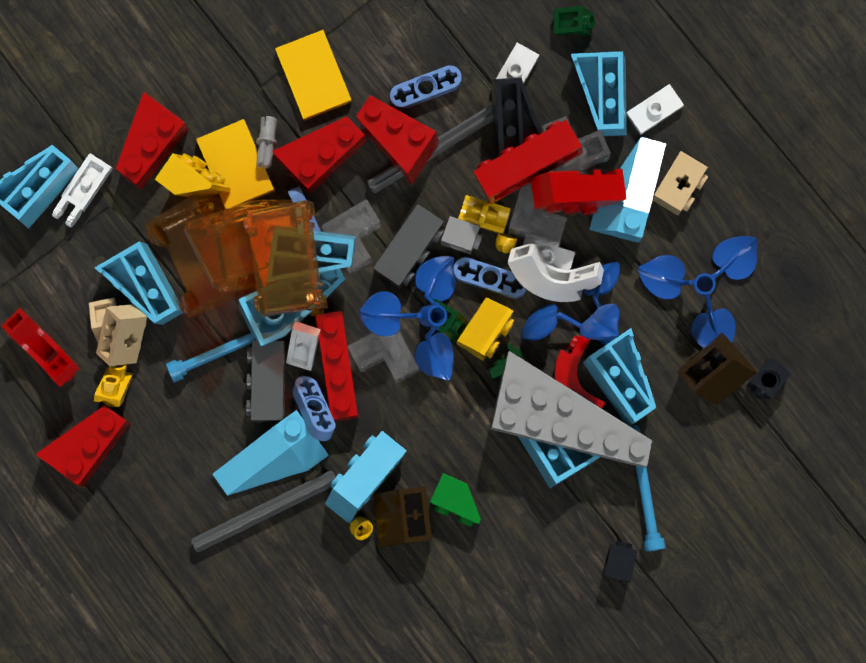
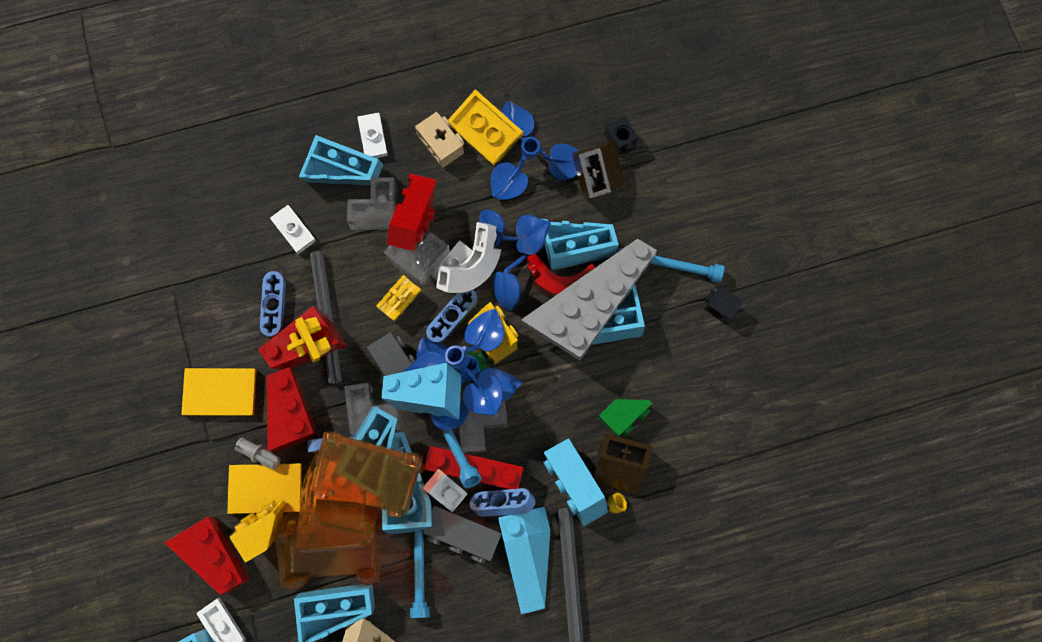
camera: 75 degrees left, 5 degrees down
(325, 362) = (468, 474): none -> dark azure piece
(392, 282) = (425, 390): none -> medium azure wedge
(406, 134) = (305, 329): none -> yellow hips
(419, 277) = (486, 393): none -> blue plant
(461, 236) = (408, 323): light grey brick -> none
(497, 367) = (528, 335): dark green bracket -> none
(505, 242) = (428, 292): yellow hinge -> none
(512, 114) = (332, 242): black wedge -> none
(532, 158) = (371, 241): red brick -> none
(573, 21) = (273, 167): dark green bracket -> none
(640, 173) = (451, 186): wedge -> none
(715, 226) = (485, 128): none -> yellow tile

